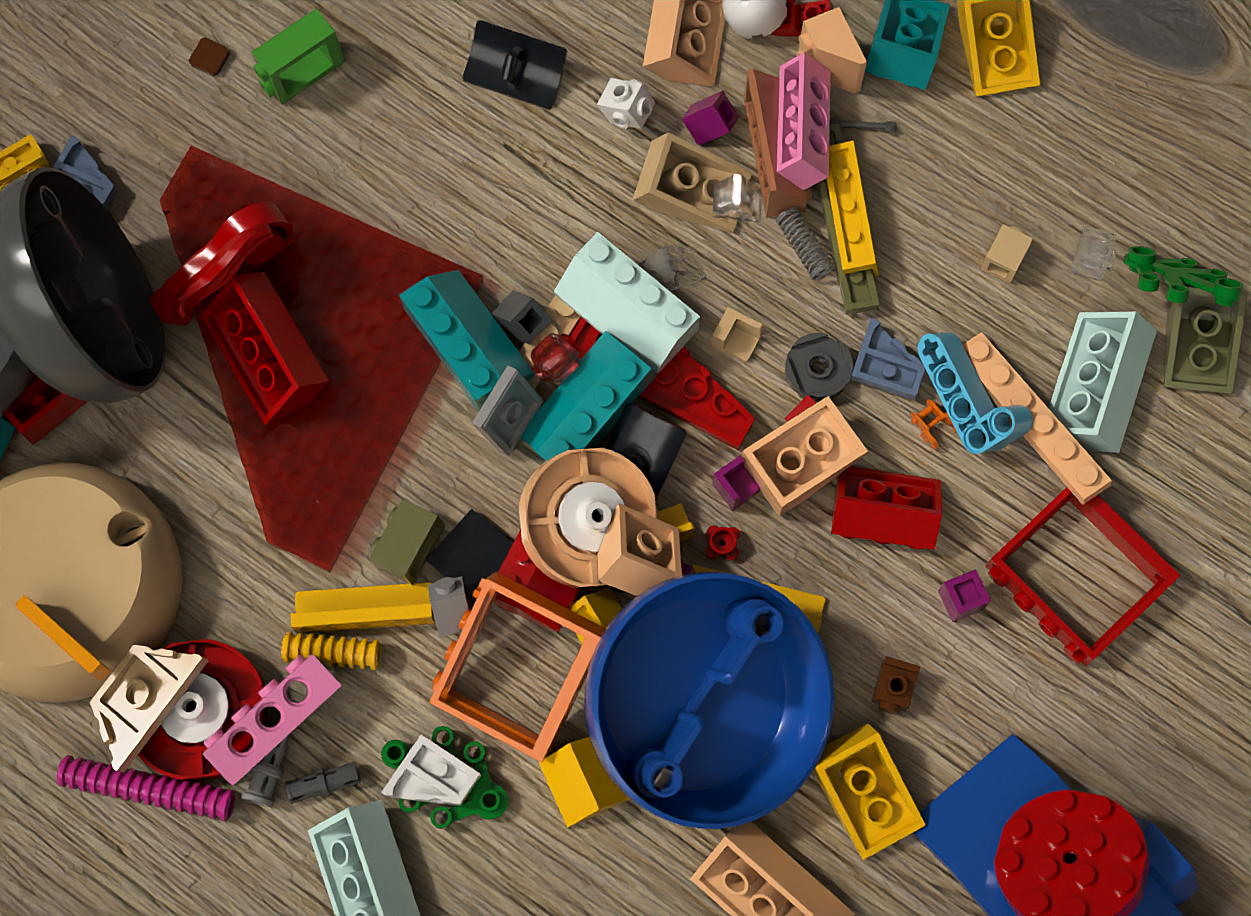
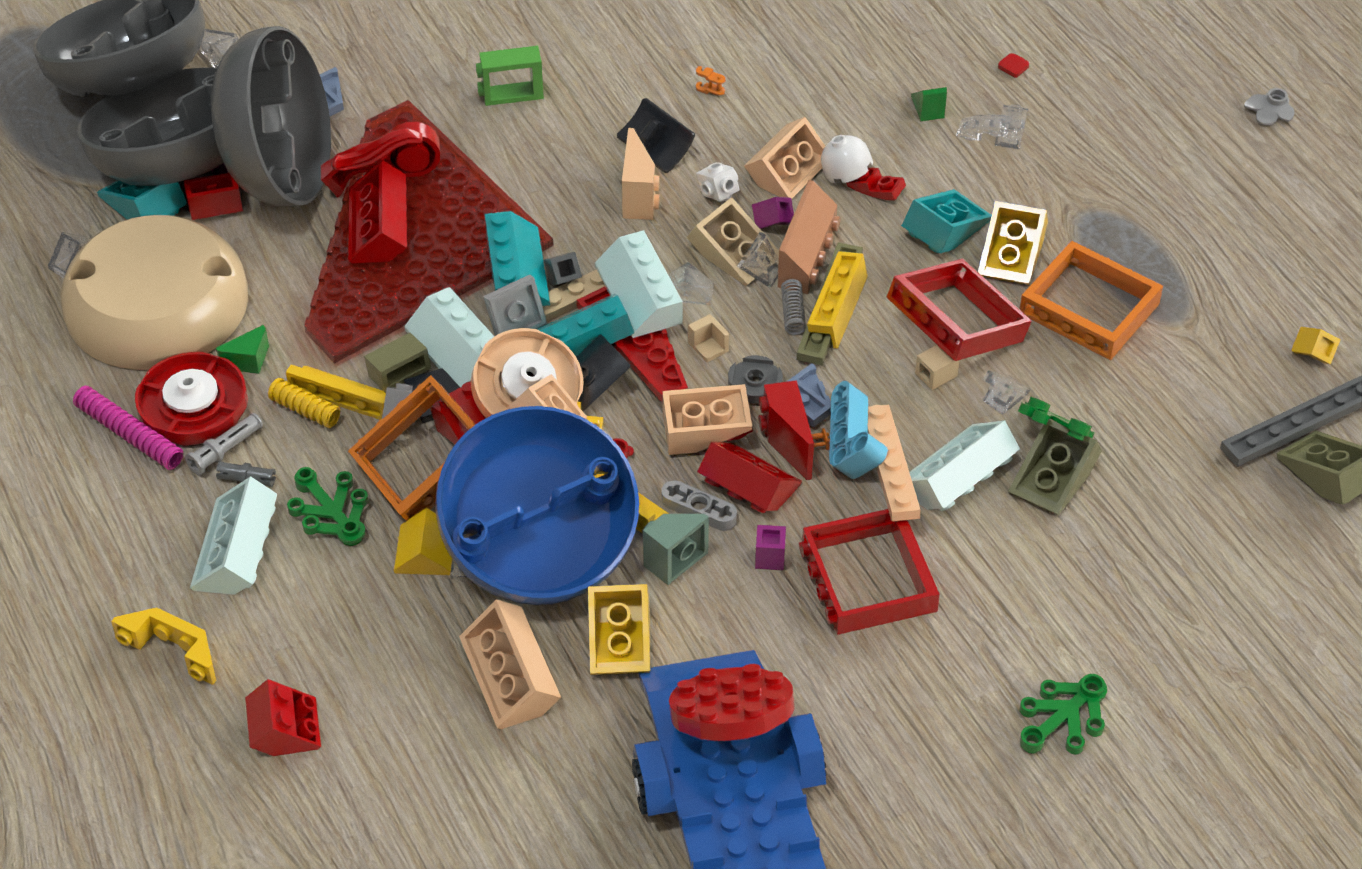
camera: 25 degrees right, 25 degrees down
(62, 638) = (133, 300): light orange tile -> none
(141, 697) = (160, 364): tan wing -> none
(209, 56) = (455, 63): reddish brown piece -> none
(221, 611) = (246, 350): none -> green slope
(236, 764) = (225, 422): bright pink brick -> none
(431, 776) = (320, 493): white wing -> none
(455, 478) = (449, 333): none -> light aqua slope
(538, 144) = (639, 181): none -> light nougat slope
(555, 358) = (569, 295): clear red head -> none
(735, 483) = (649, 418): magenta panel -> none
(803, 121) = (833, 229): bright pink brick -> none
(825, 562) = (692, 495): none -> light grey beam
(834, 46) = (880, 201): light nougat slope -> none
(865, 652) = (674, 544): none -> sand green slope
(888, 126) = (897, 265): dark grey hinge -> none
(900, 424) = (787, 425): none -> red slope
(901, 671) = (685, 580): reddish brown brick -> none
(979, 202) = (908, 296): none -> red window
(1113, 125) = (1077, 327): none -> orange window

